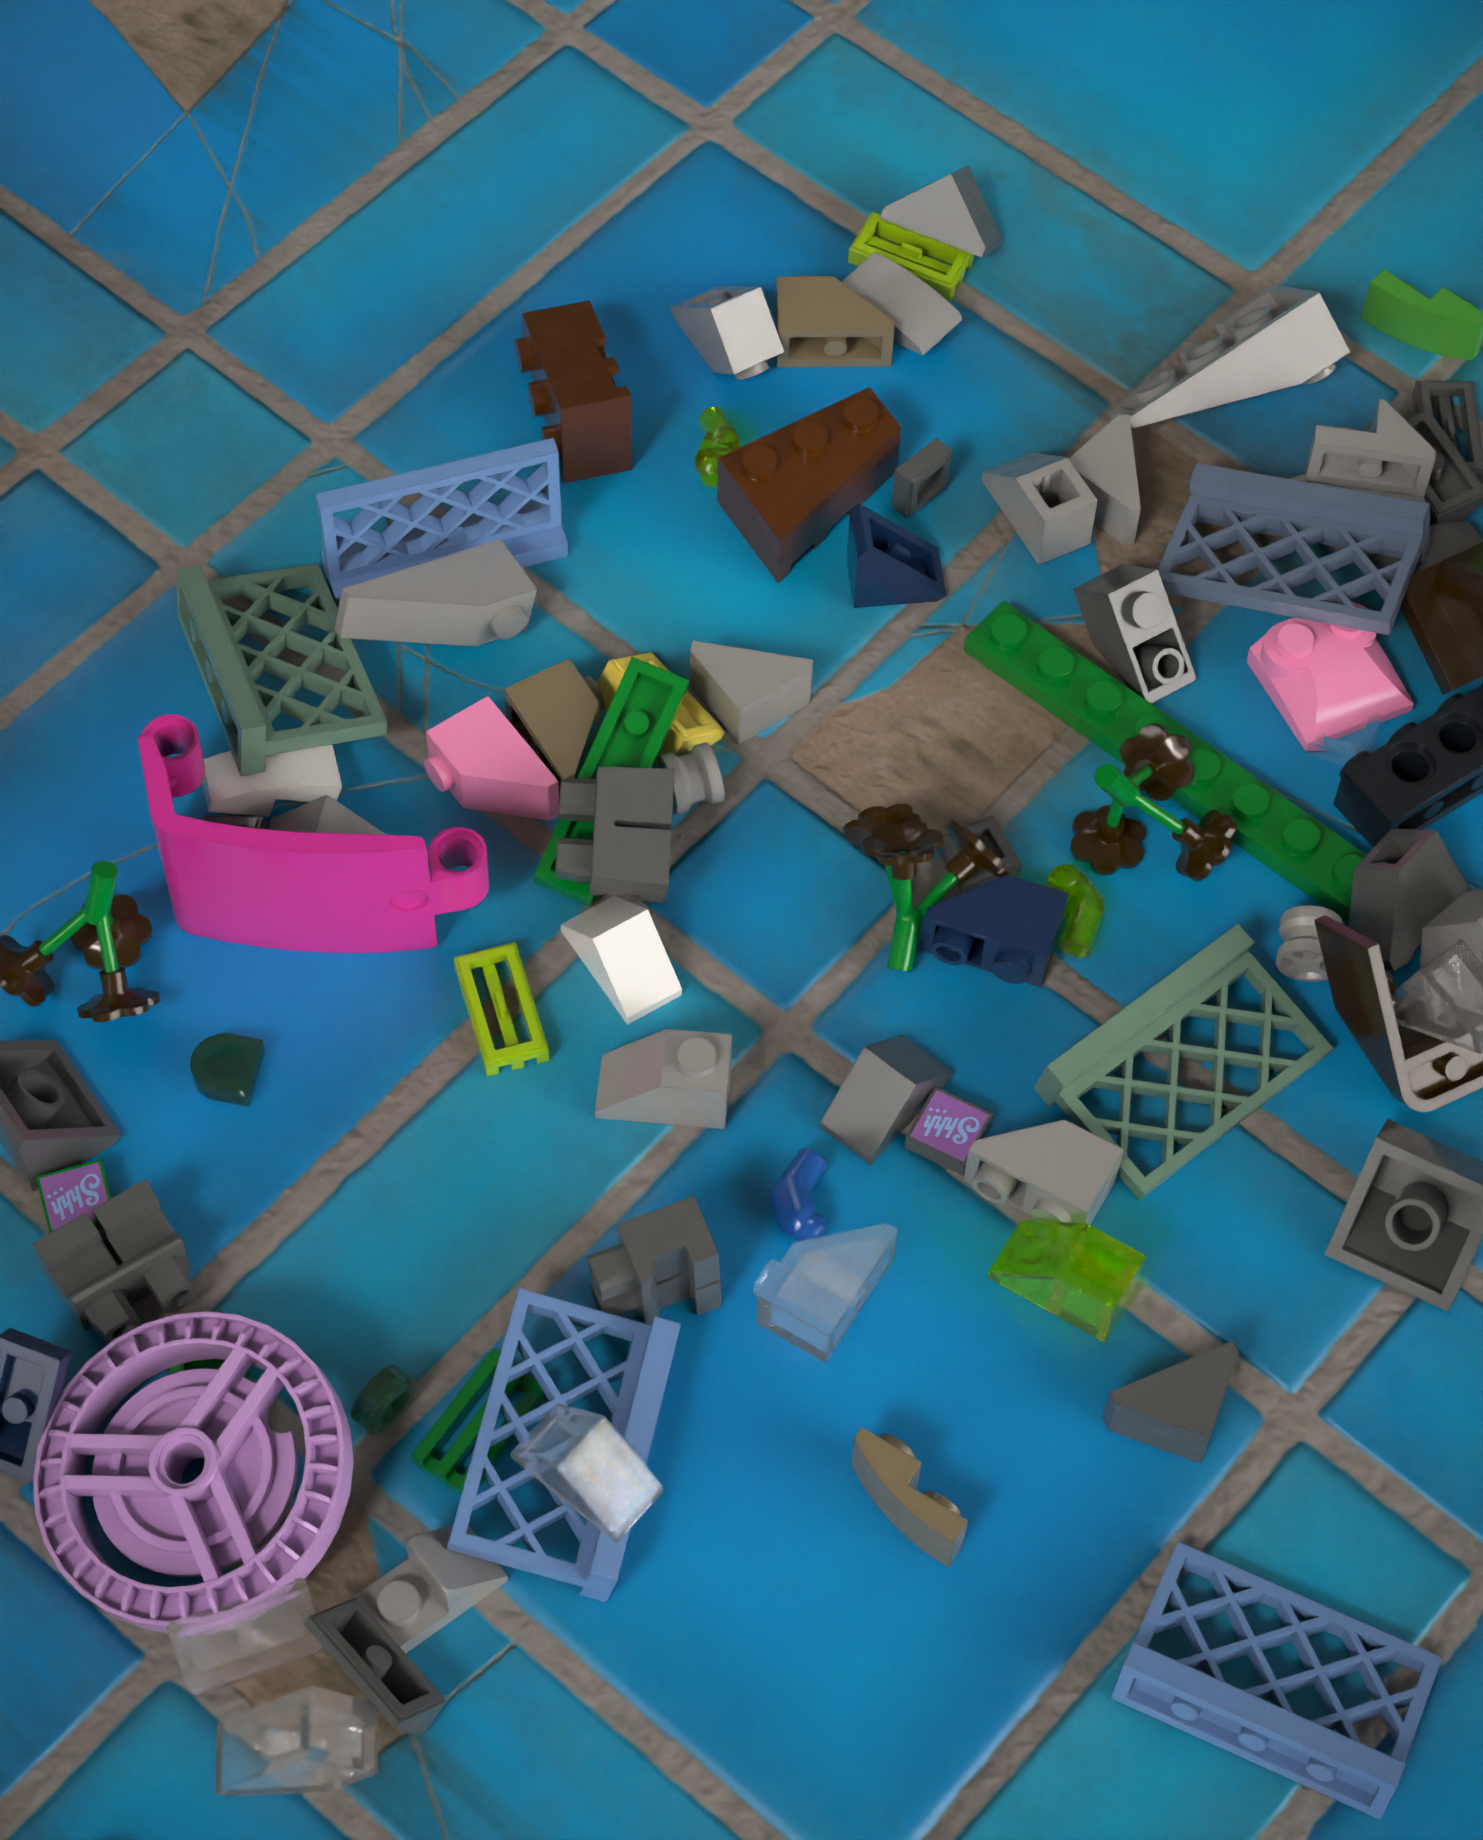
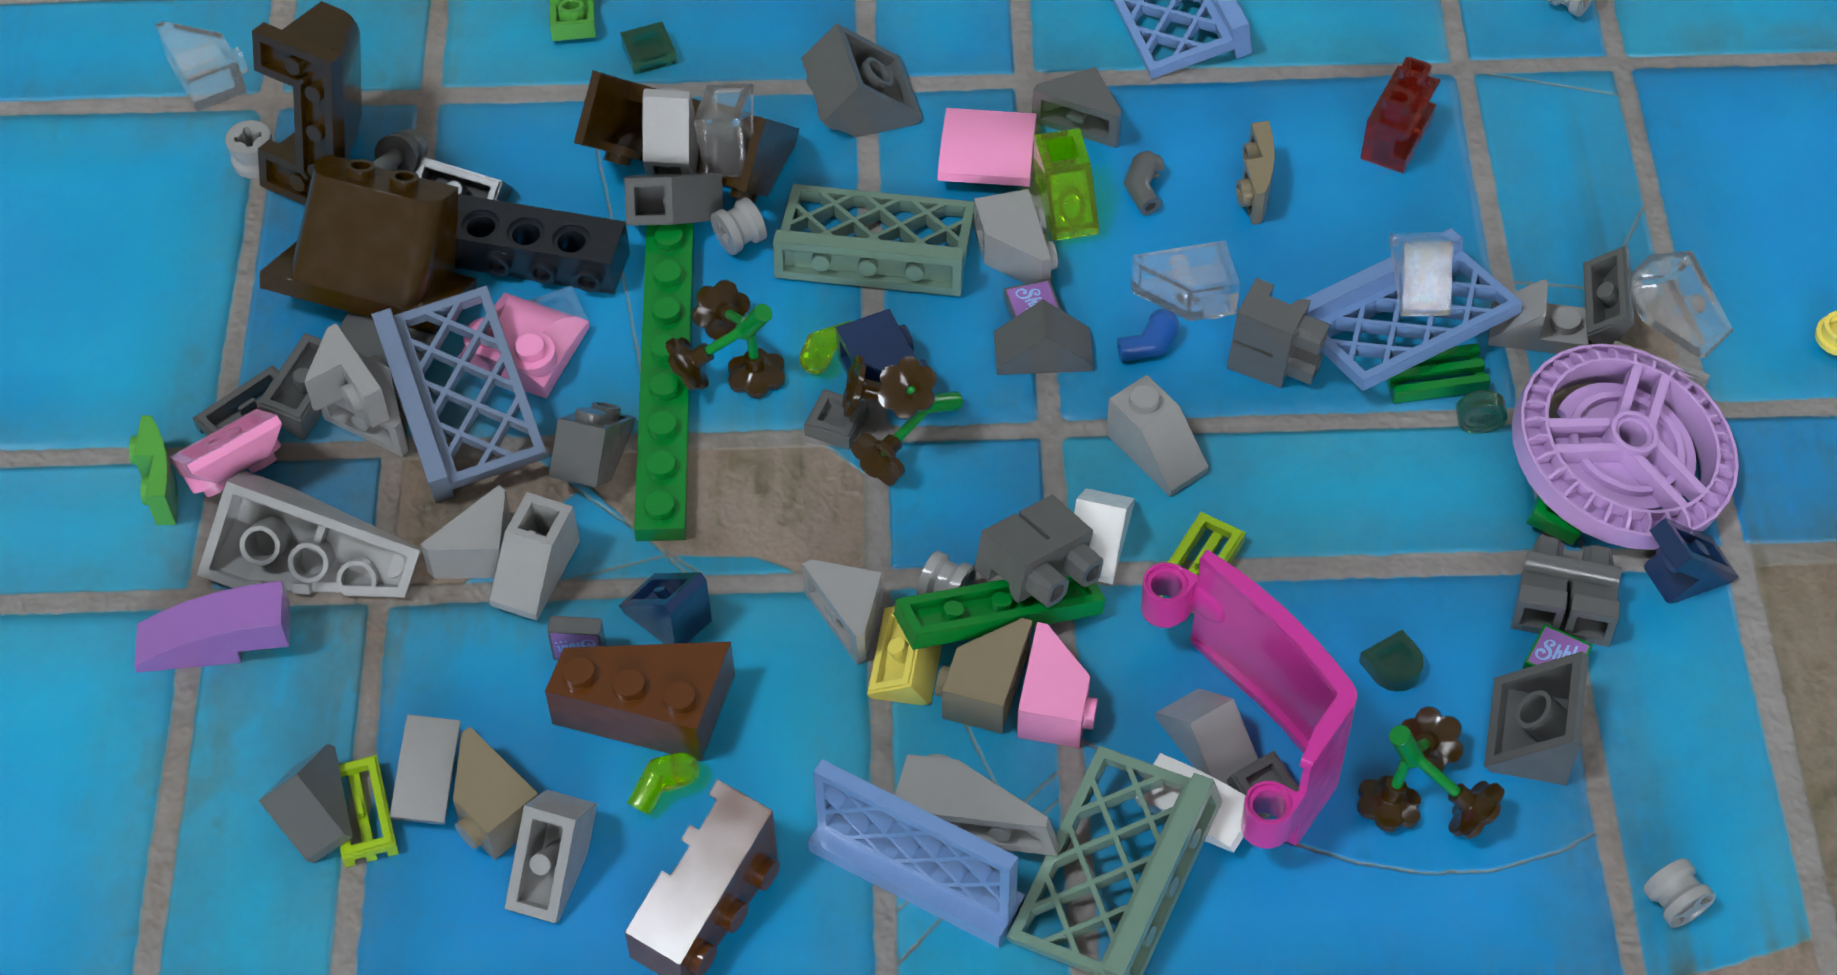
camera: 130 degrees left, 5 degrees down
(835, 1722) = (1400, 116): none -> clear red hips
(1021, 1377) = (1138, 181): none -> dark grey arm
(1191, 259) = (214, 628): none -> medium lavender slope
(1215, 1266) = (987, 147): none -> bright pink slope
(1385, 349) = (226, 452): none -> bright pink slope

